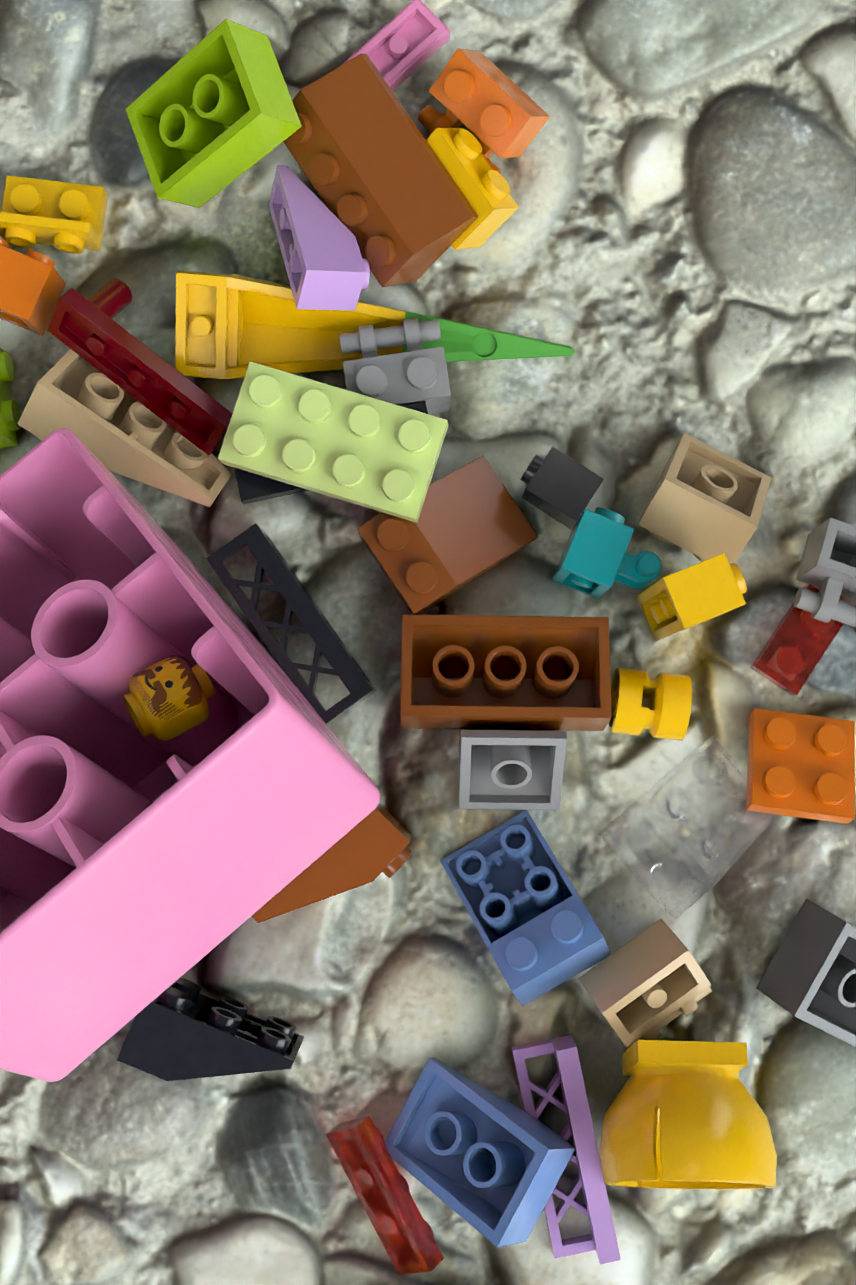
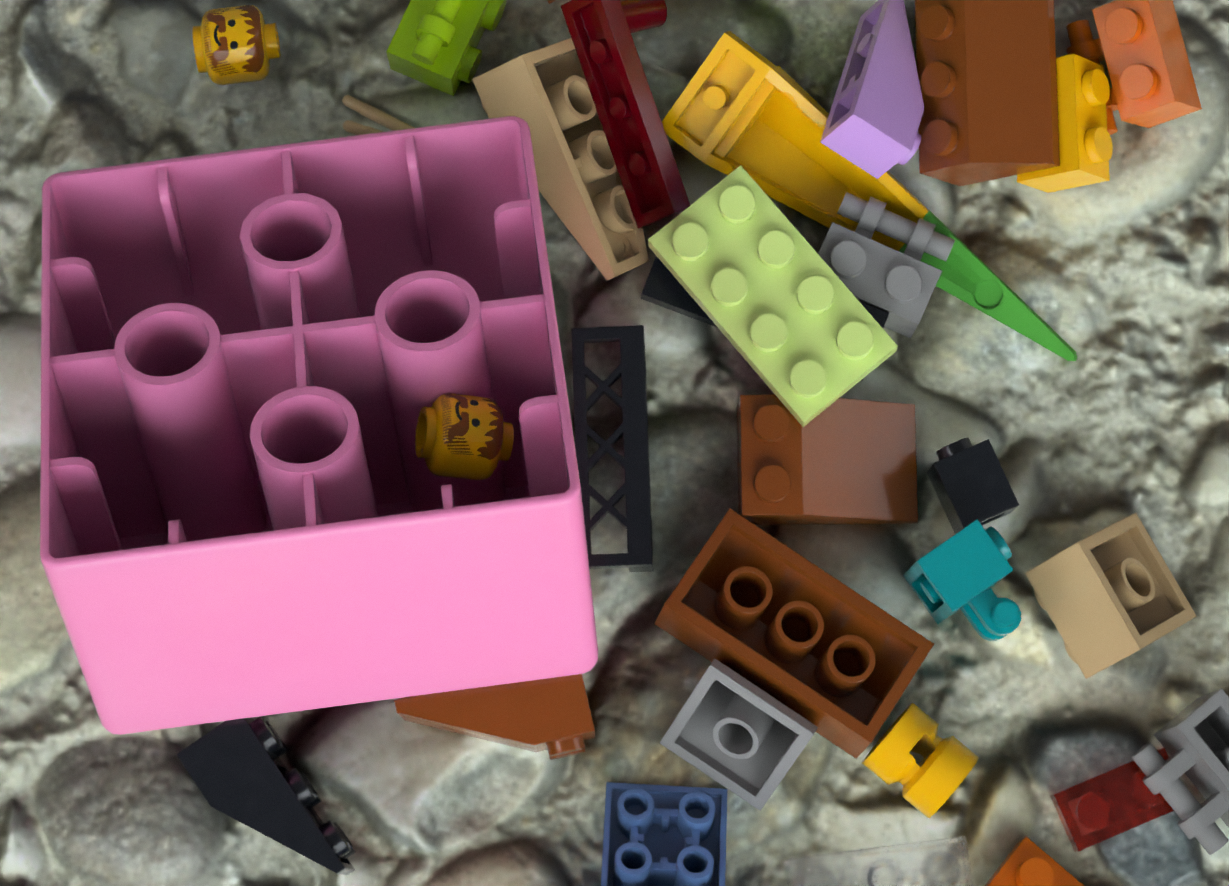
camera: 30 degrees right, 5 degrees down
(692, 596) = (1028, 675): yellow brick -> none

